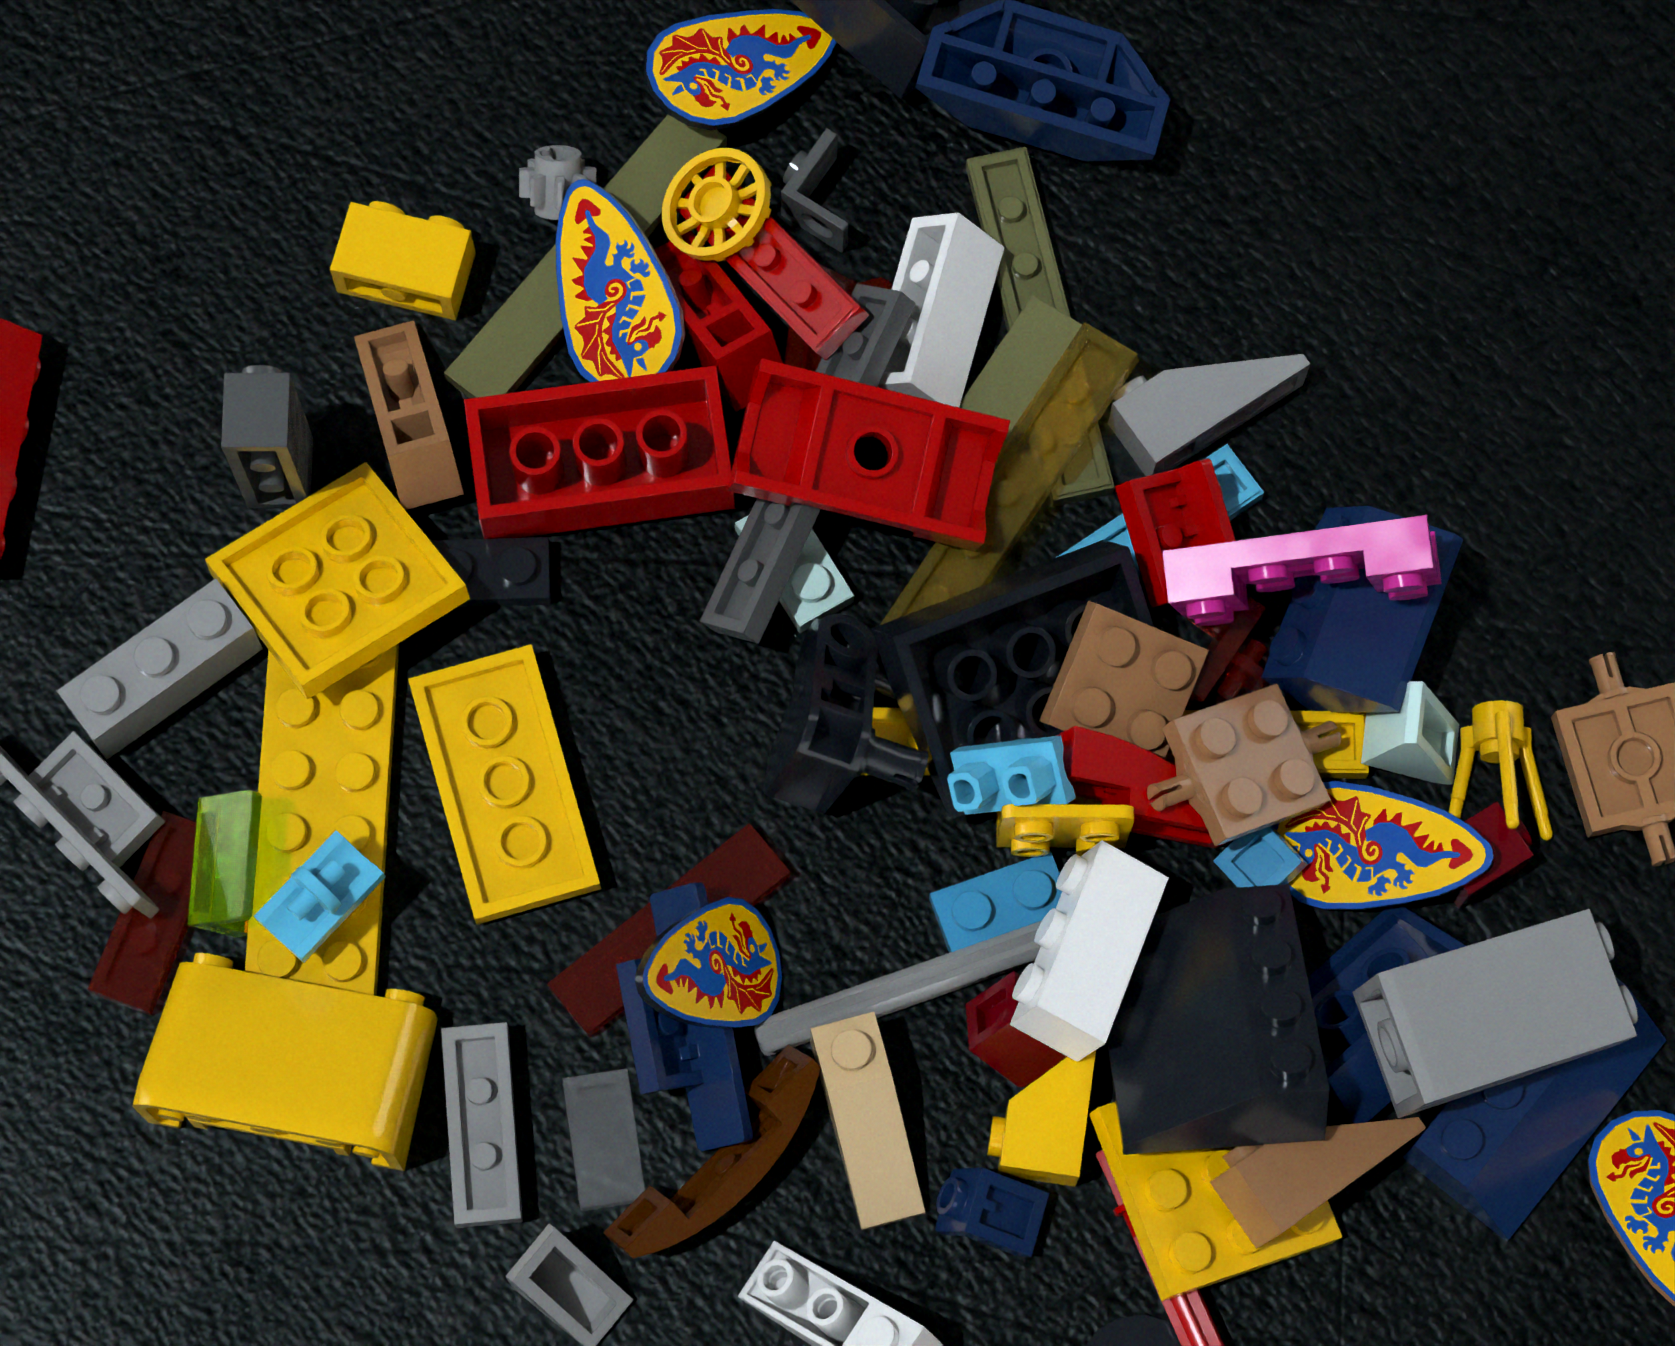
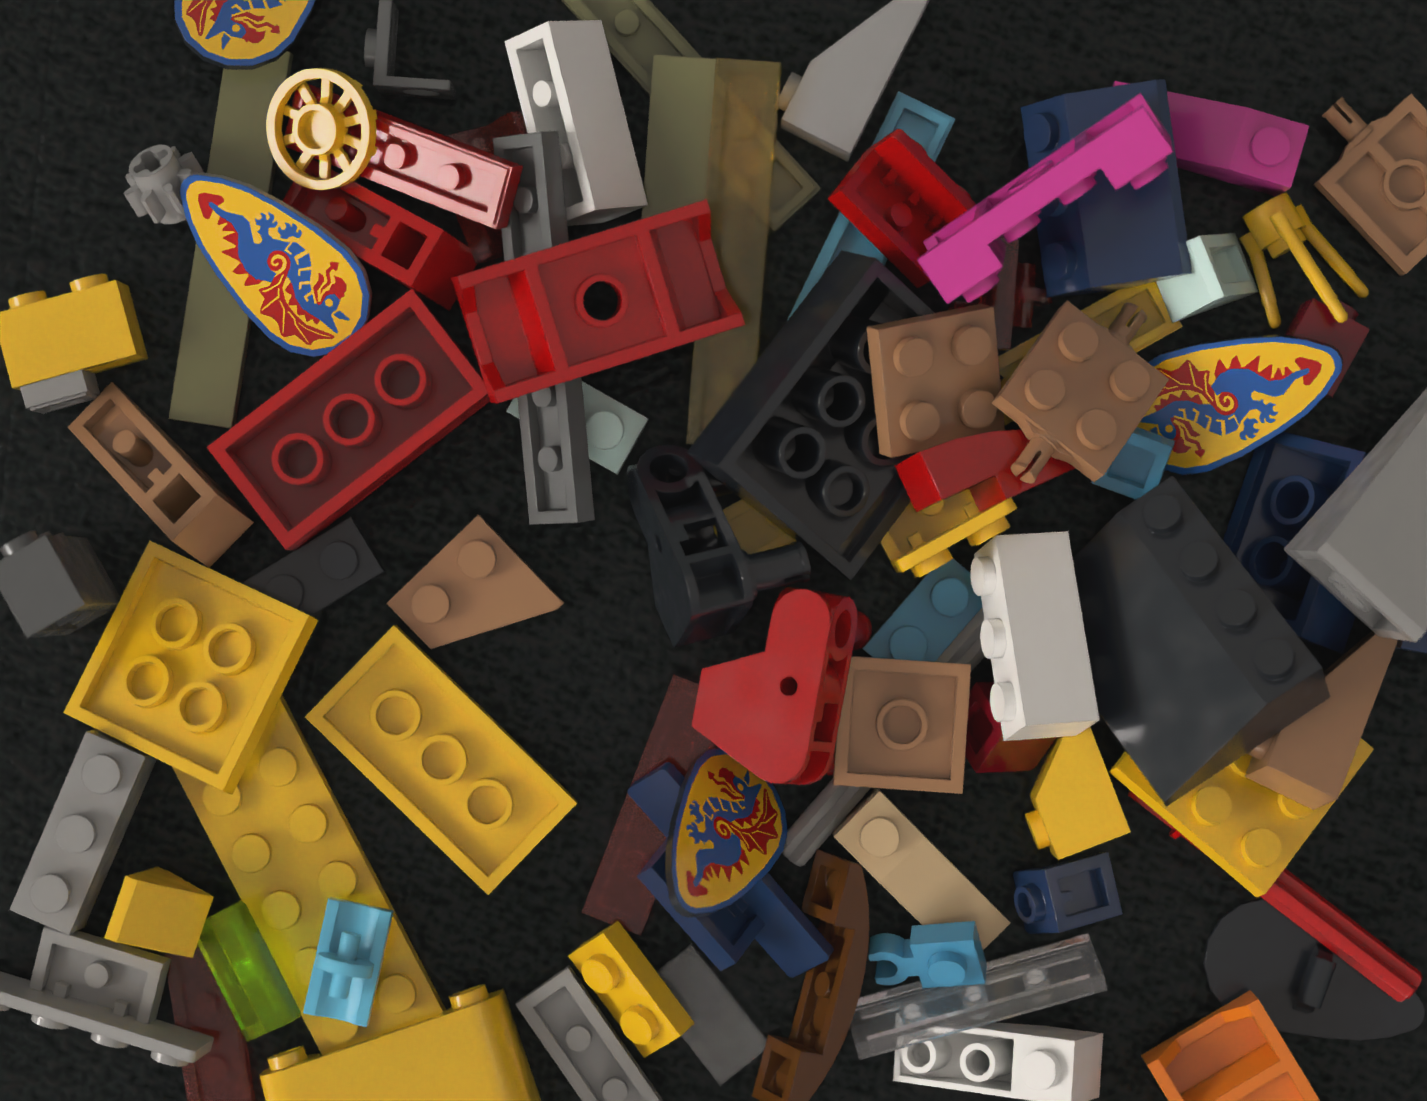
camera: 25 degrees left, 15 degrees up
(180, 763) = (159, 913): none -> yellow slope
(367, 300) = (60, 391): none -> light grey tile
(551, 1074) = (631, 989): none -> yellow plate
(616, 656) = (472, 589): none -> medium nougat wing
(822, 873) = (752, 701): none -> red piece
(844, 1195) = (935, 952): none -> dark azure plate
(855, 1255) = (1012, 988): none -> clear tile
(926, 968) = (903, 725): none -> medium nougat plate
(1009, 773) = (888, 524): medium azure hips -> none
(1495, 637) = (1235, 143): none -> dark pink slope

